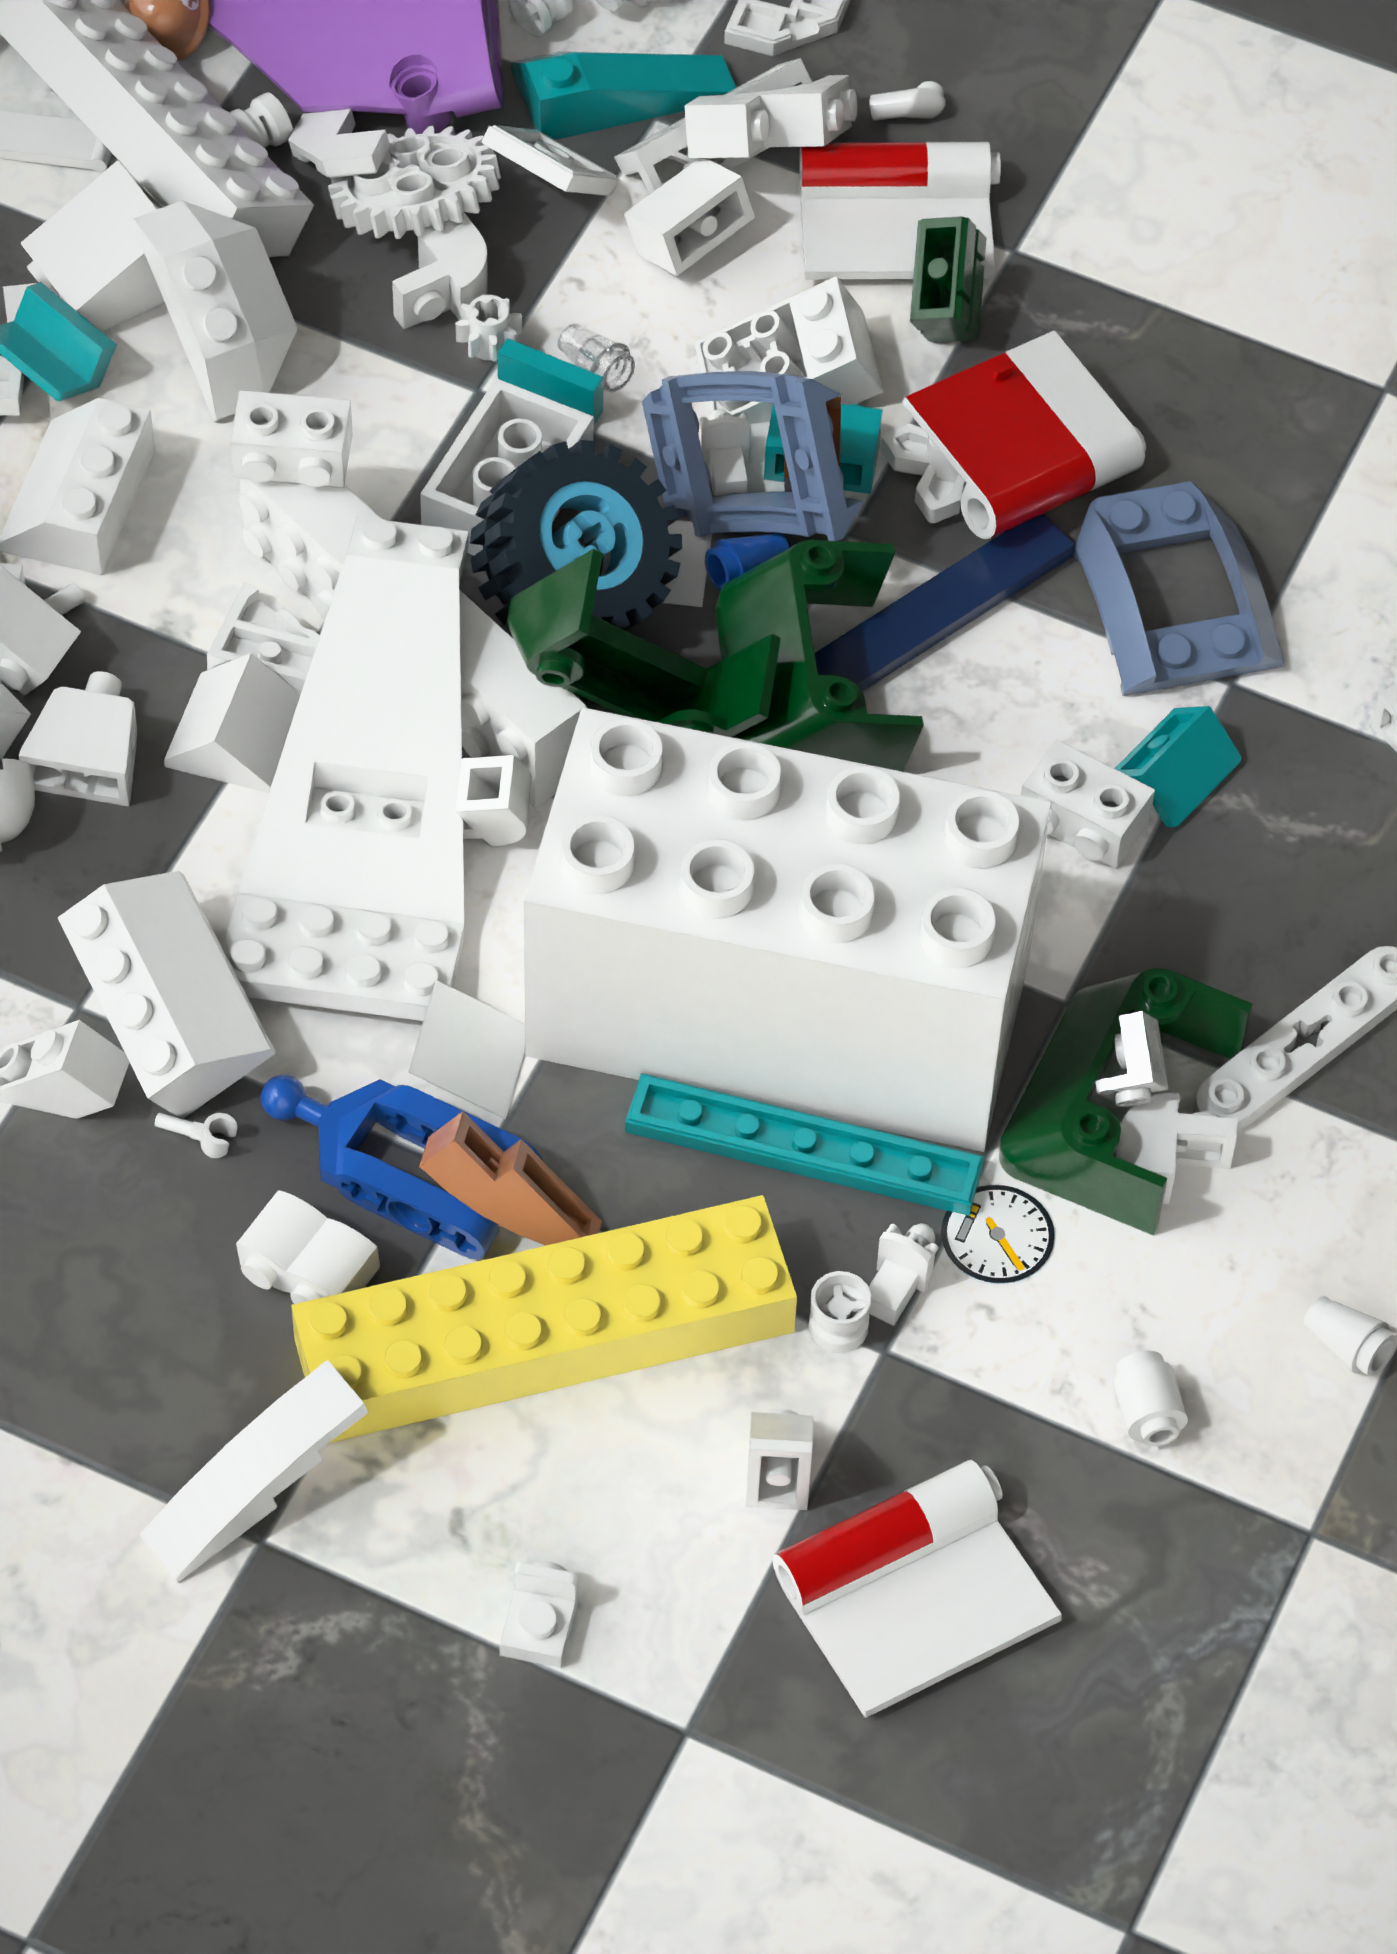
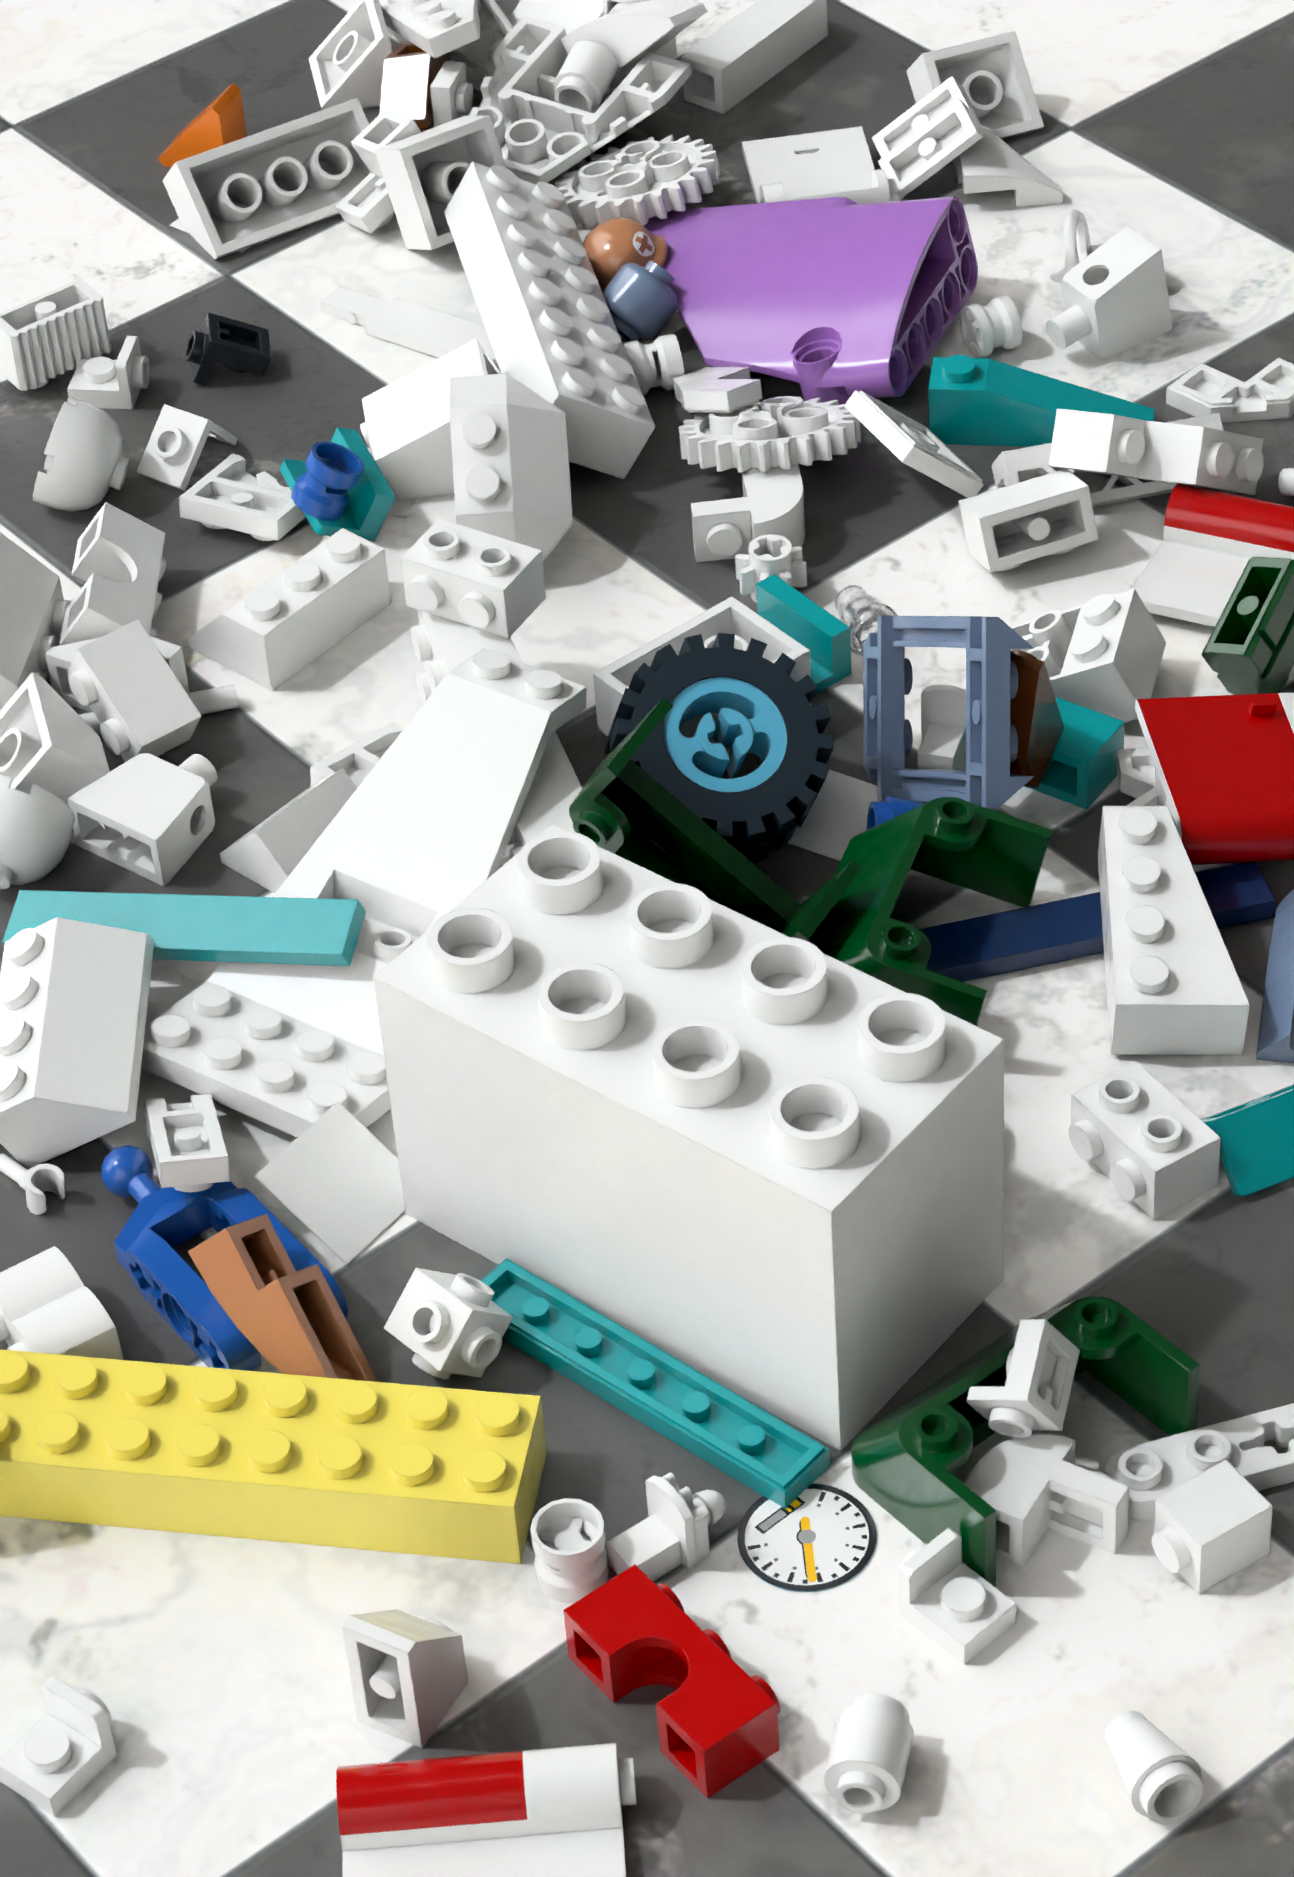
camera: 30 degrees right, 15 degrees down
(52, 344) = (326, 483): none -> blue wheel
(203, 849) = (210, 925): none -> tile
(212, 56) = (641, 300): none -> sand blue head
(331, 1057) = (187, 1143): none -> white plate
(640, 1151) = (449, 1323): none -> white brick
(935, 1362) = (639, 1636): none -> red arch
(1014, 617) = (1162, 949): none -> white wedge
(1140, 1252) = (951, 1599): none -> white bracket
(1300, 1126) = (1211, 1527): none -> white brick

